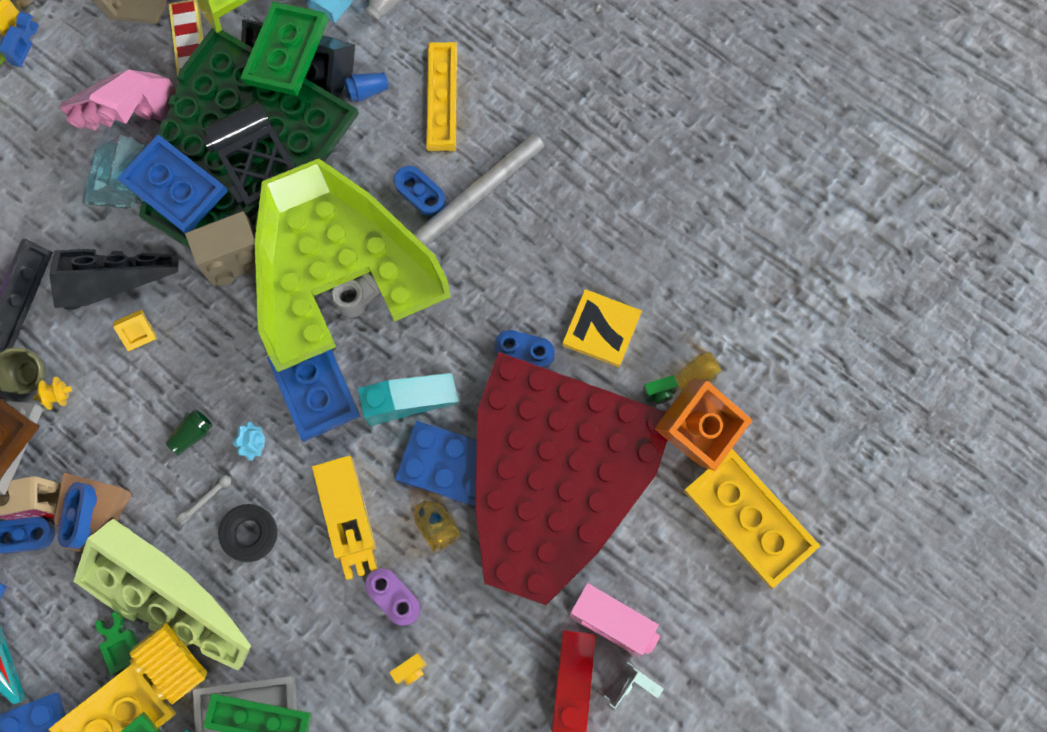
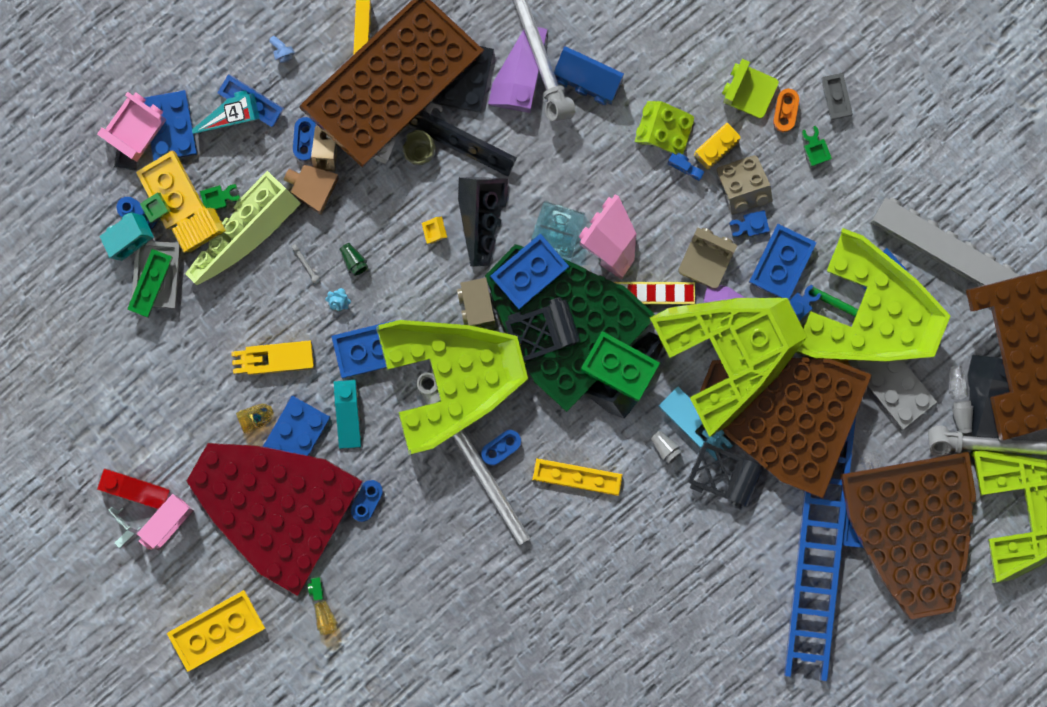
camera: 95 degrees right, 10 degrees up
(52, 393) = (399, 169): yellow wheel -> none
(76, 515) = (303, 182): blue plate -> none
(230, 523) = (262, 290): black tyre -> none
(363, 86) = (595, 421): blue cone -> none
(392, 596) = (214, 383): medium lavender plate -> none
(409, 670) = (162, 384): yellow plate -> none
(602, 328) = (371, 558): yellow tile -> none
(703, 424) = (283, 611): orange brick -> none

